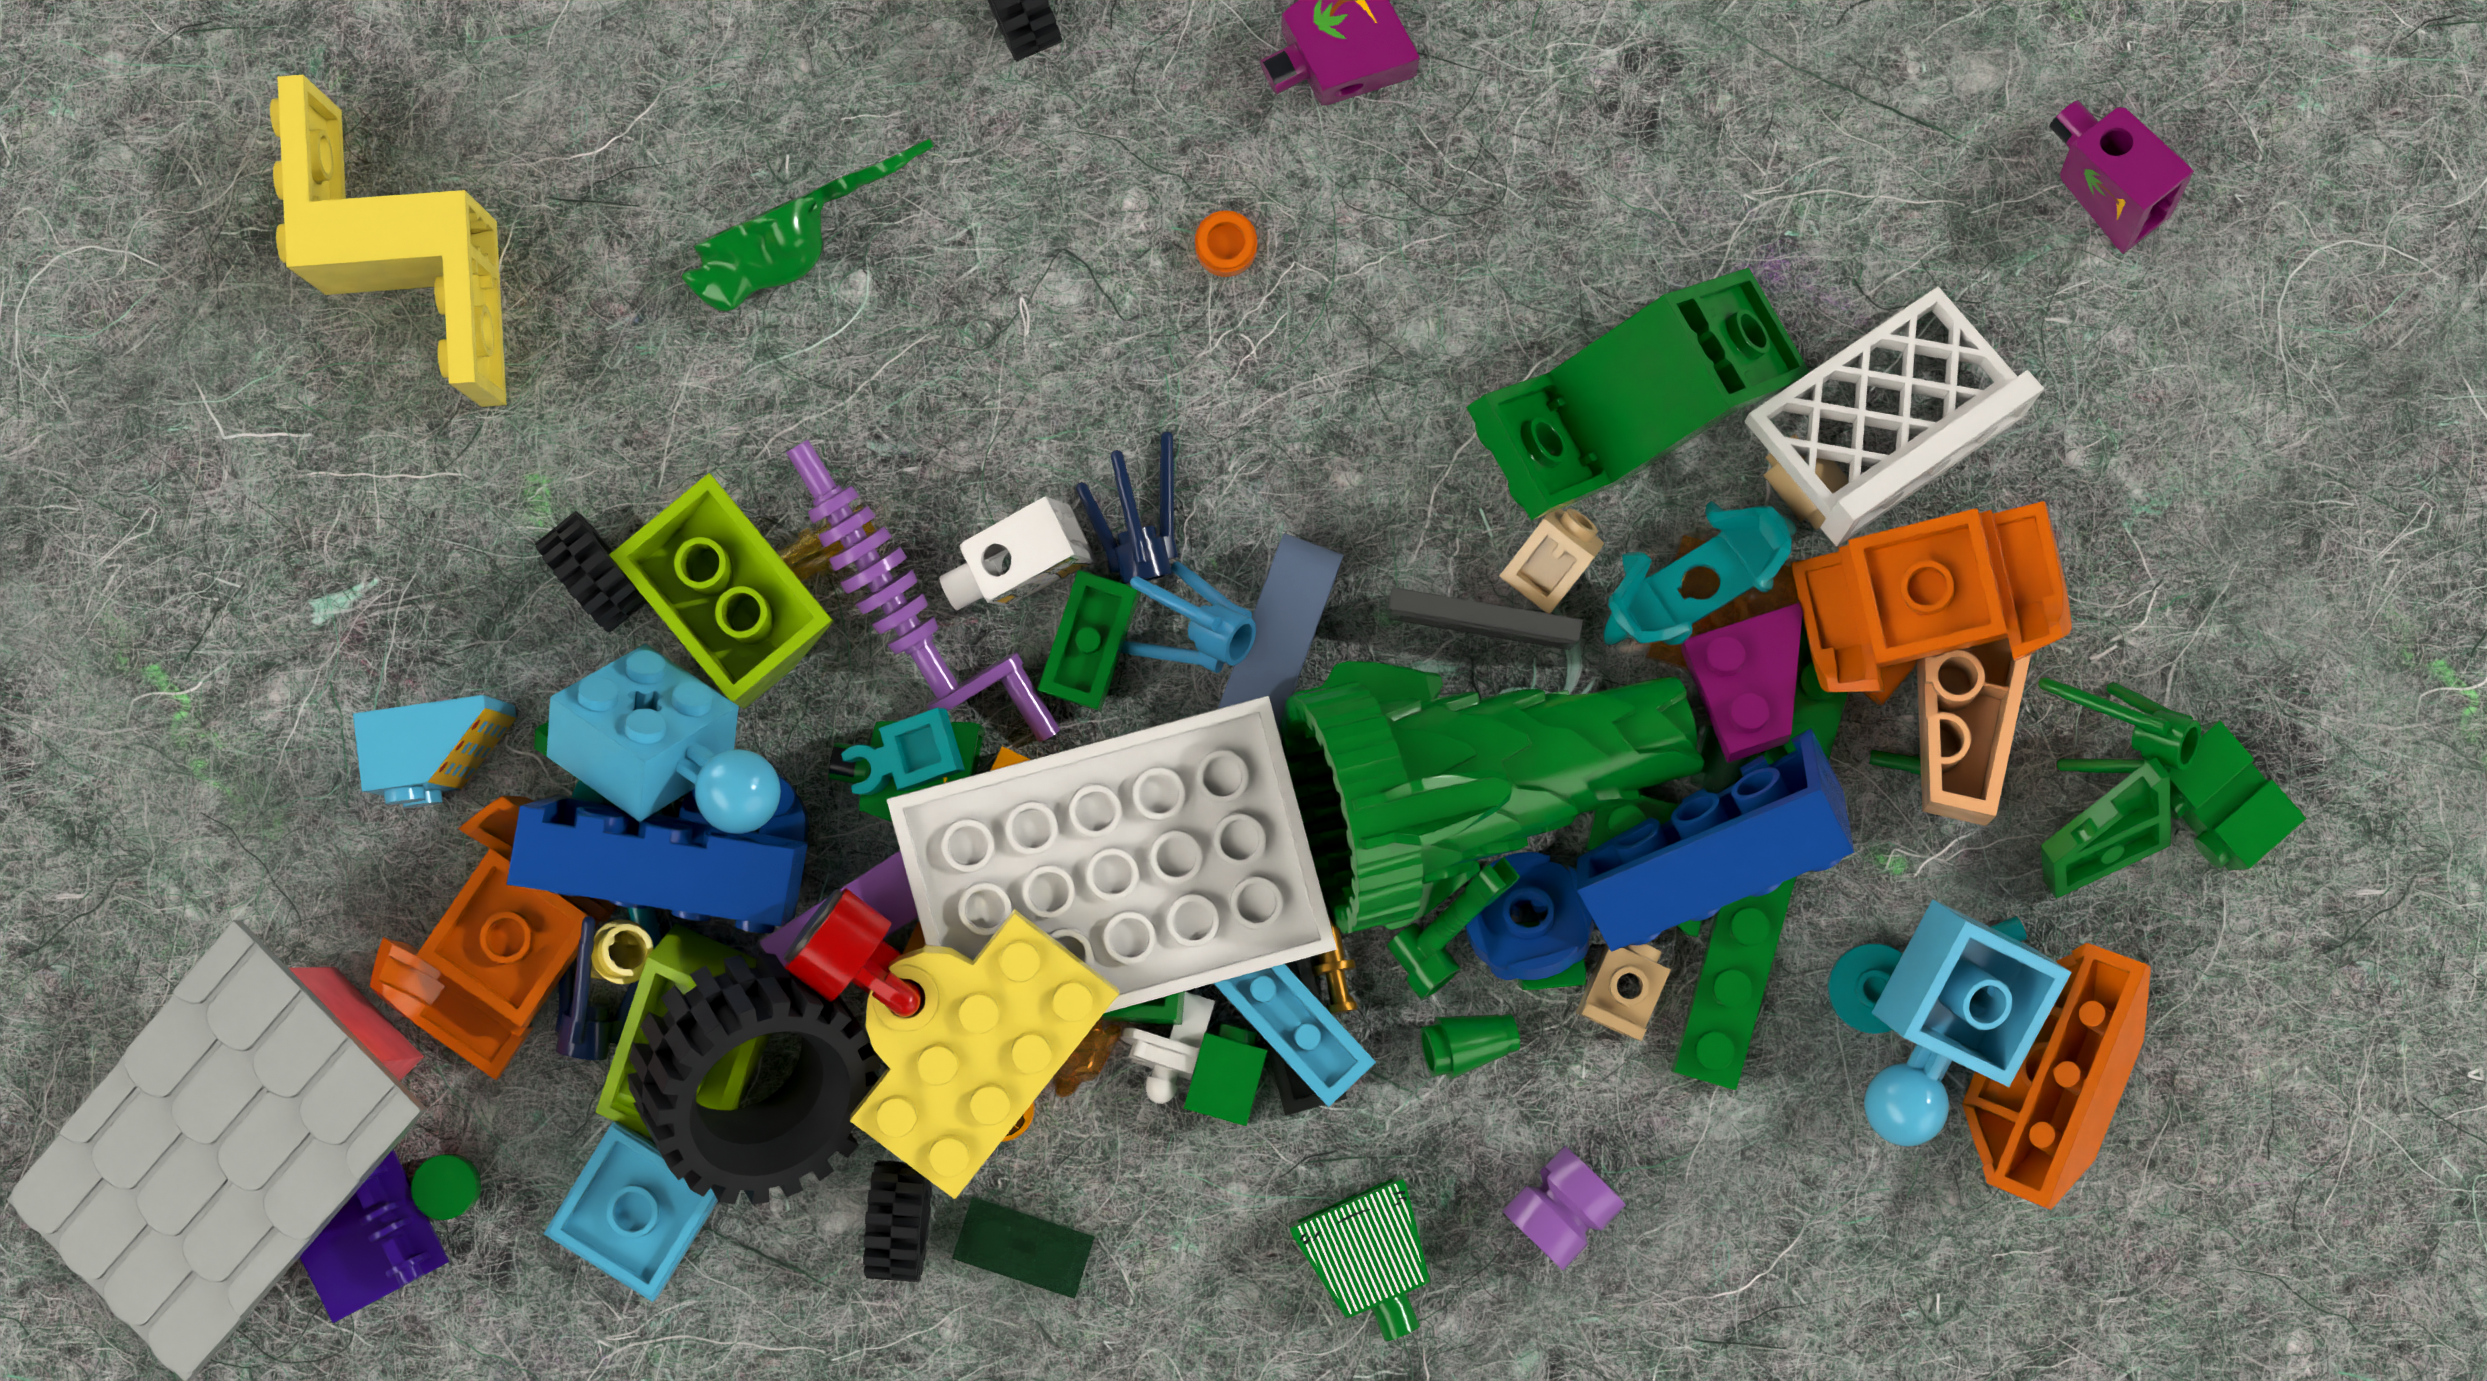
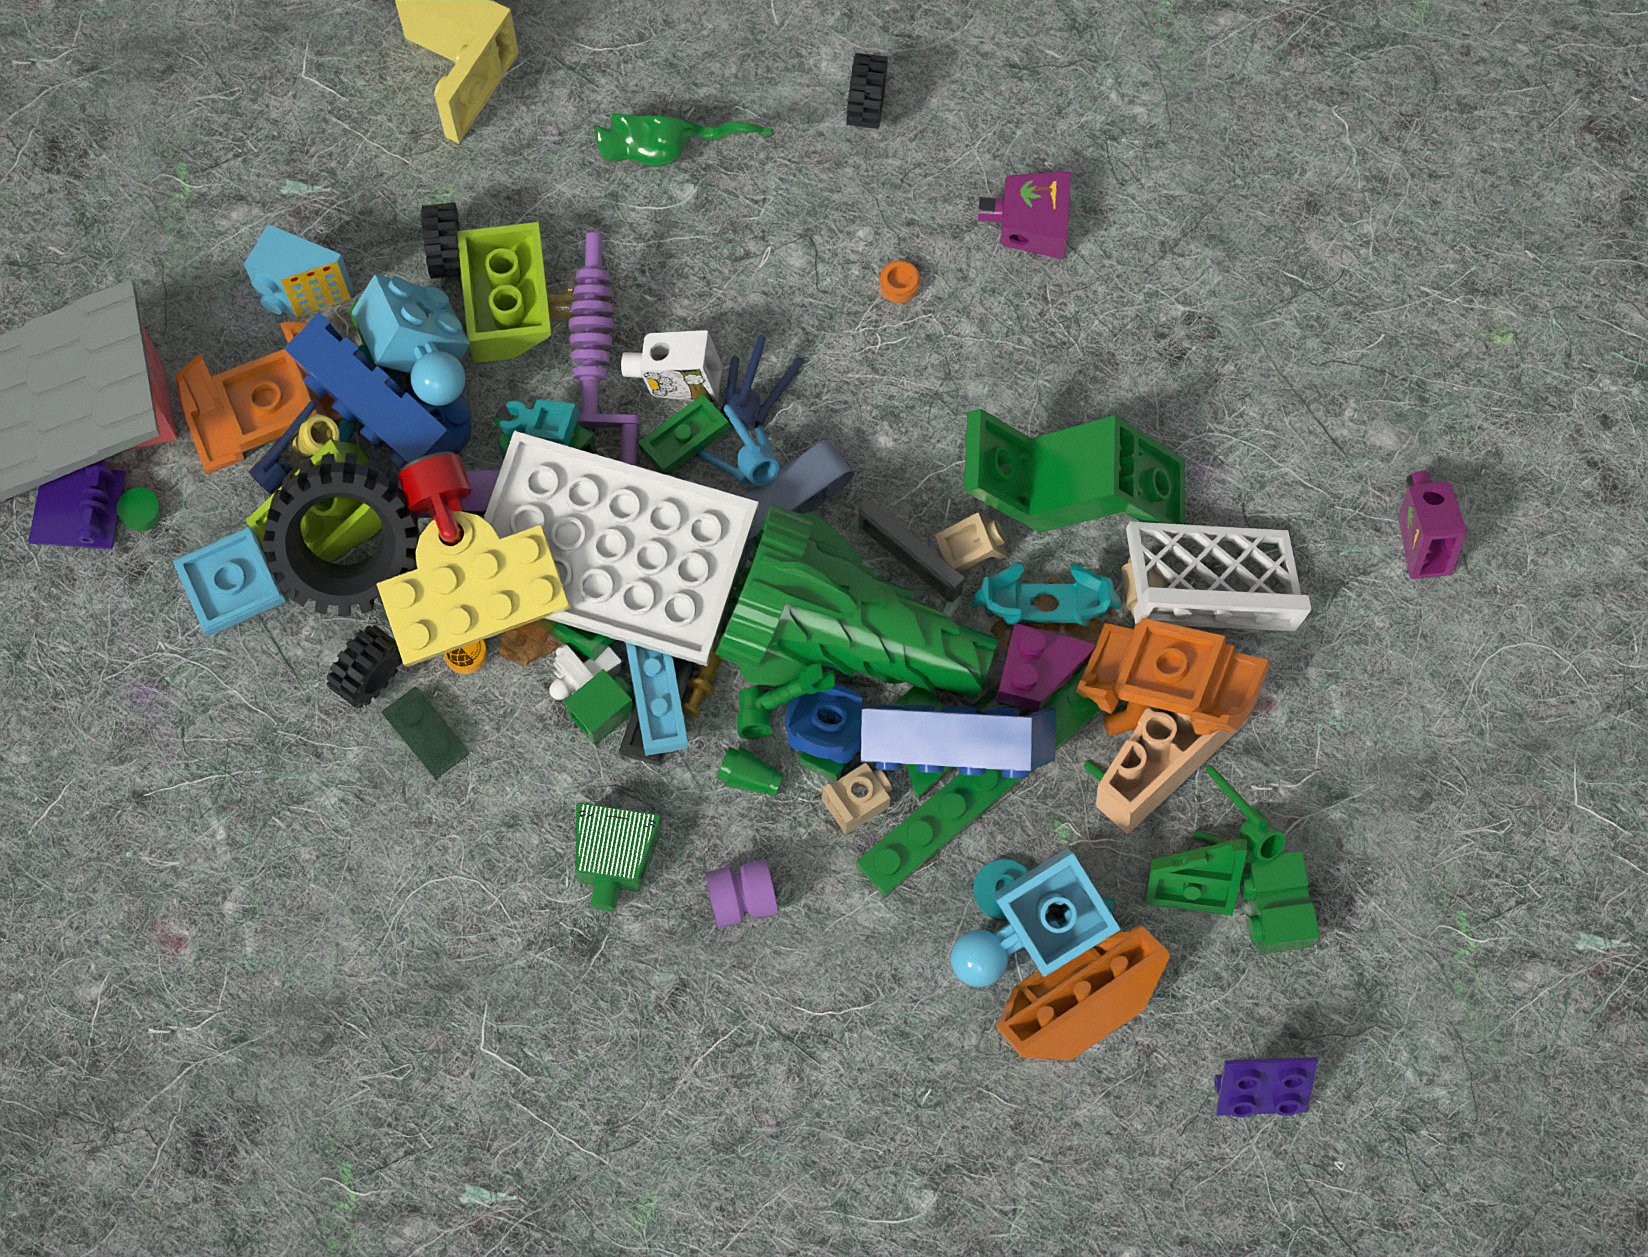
camera: 30 degrees right, 15 degrees down
(2363, 1030) = (1265, 1086): none -> dark purple hinge

